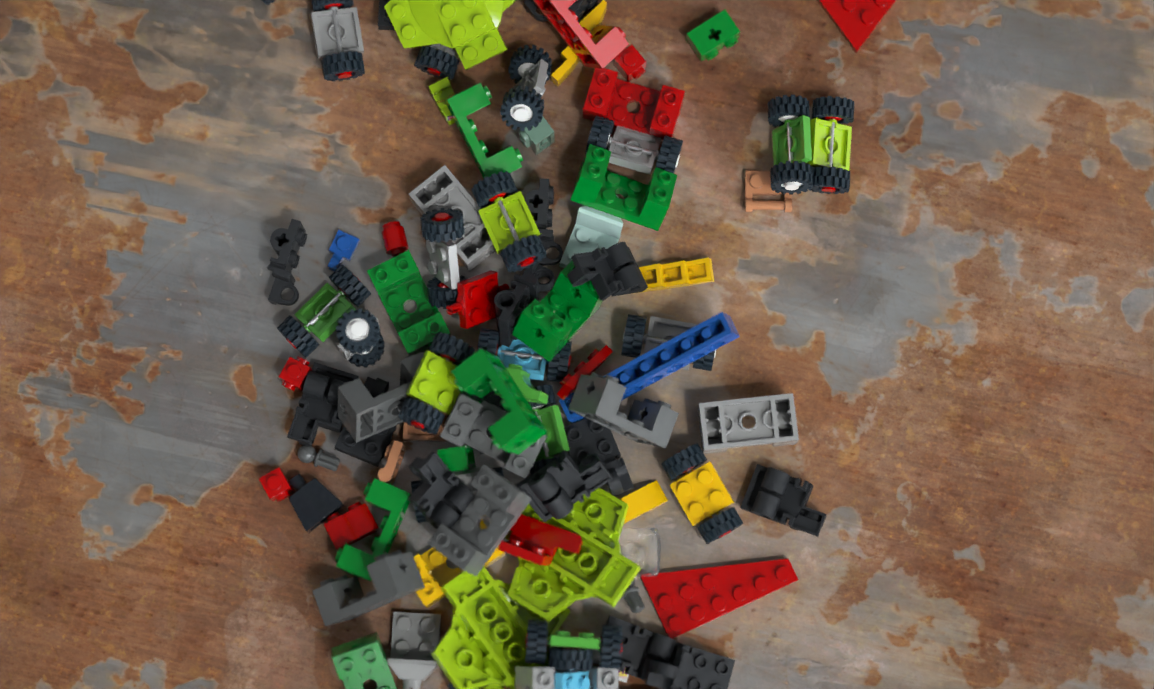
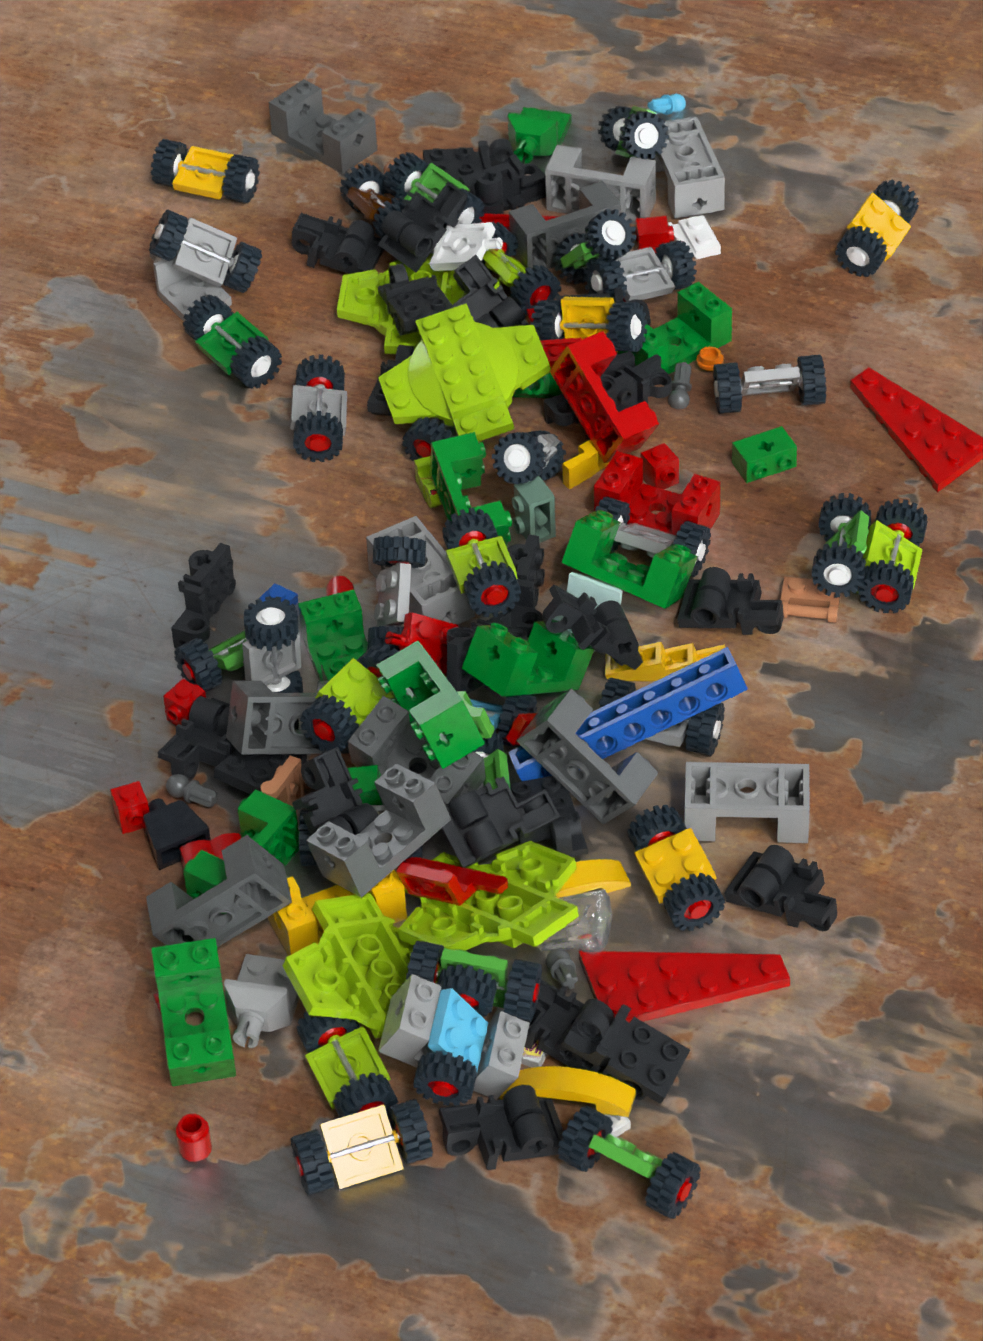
camera: 10 degrees right, 35 degrees down
(704, 209) = (724, 602): none -> black plate

